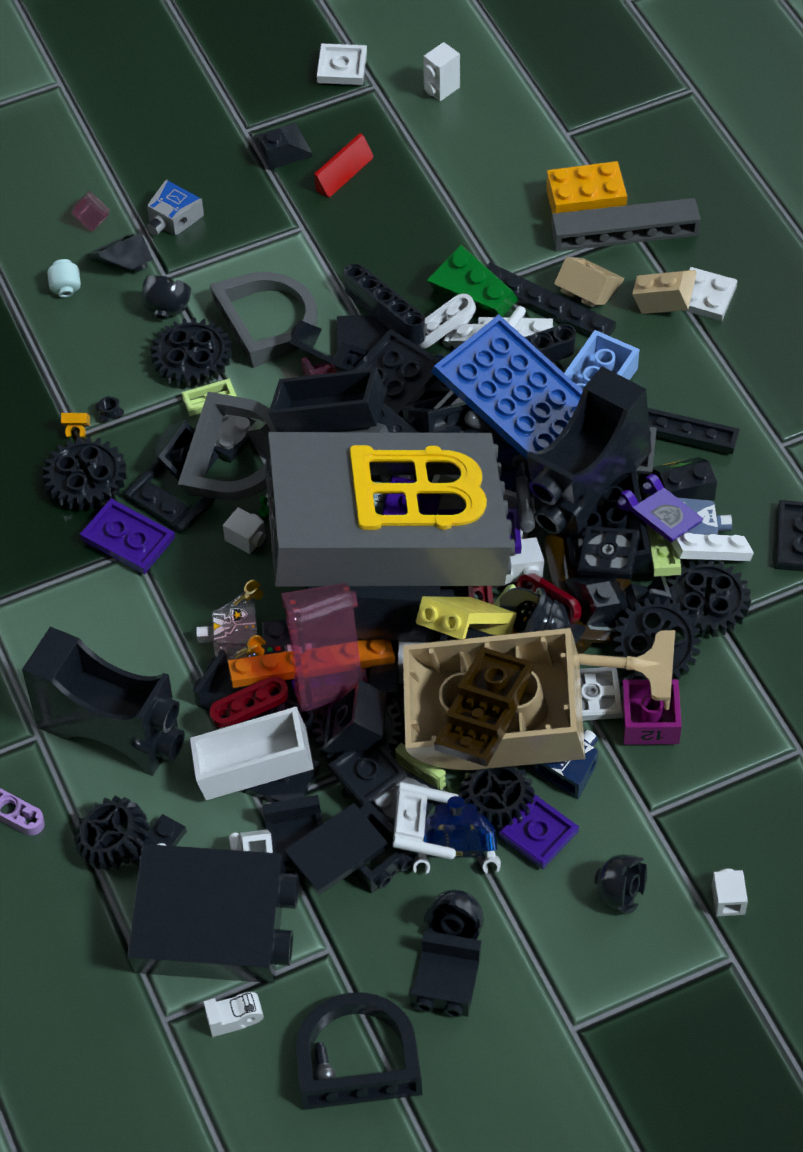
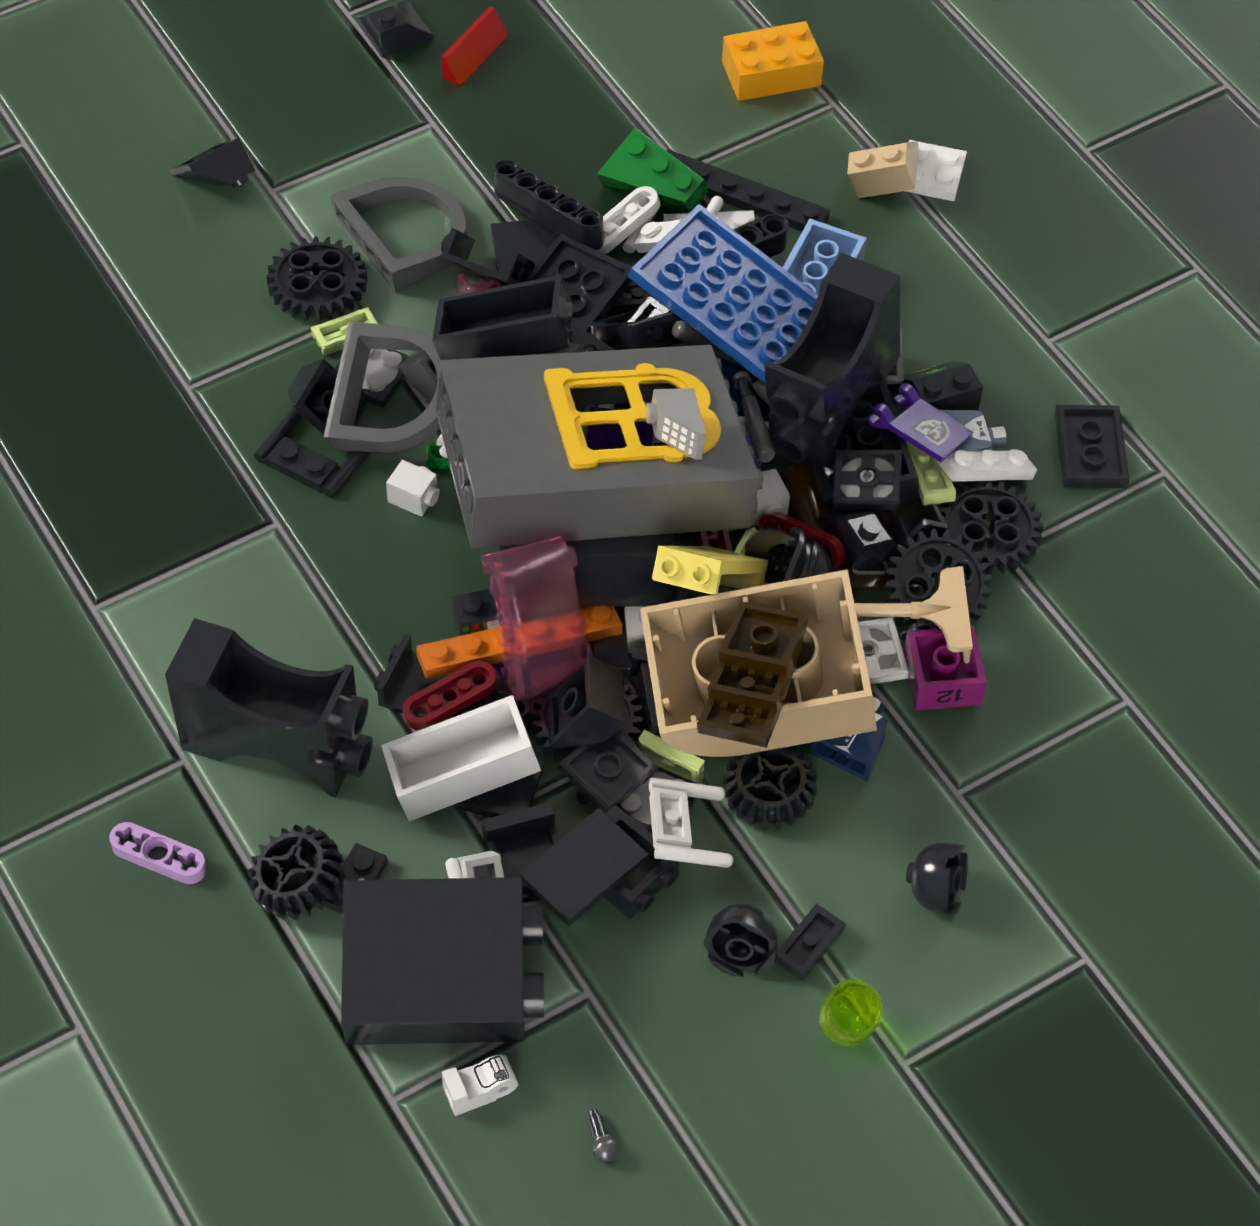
camera: 10 degrees left, 0 degrees up
(64, 278) = (146, 200): light aqua head -> none
(68, 482) = (218, 418): black gear -> none
(75, 420) = (183, 370): light orange tile -> none
(90, 211) = (169, 118): clear pink panel -> none
(109, 408) = (223, 353): black plate -> none
(127, 536) = (266, 505): dark purple plate -> none
(164, 297) = (276, 214): black cylinder -> none
(173, 209) = (272, 110): light grey torso -> none
(236, 626) = (418, 604): clear torso -> none
(358, 1087) = (654, 1161): black window -> none
(446, 974) = (739, 1010): black panel -> none
(449, 495) = (677, 420): none -> light grey slope
(460, 828) = (733, 828): clear blue torso -> none
(510, 924) = (809, 942): none -> black plate
(532, 984) = (850, 1012): none -> clear neon green hat
(540, 833) = (830, 826): dark purple plate -> none
(587, 281) = (788, 163): tan slope -> none
(625, 224) = (824, 95): dark grey brick -> none
(693, 431) = (948, 332): black plate -> none
(729, 892) = (1071, 879): white brick -> none

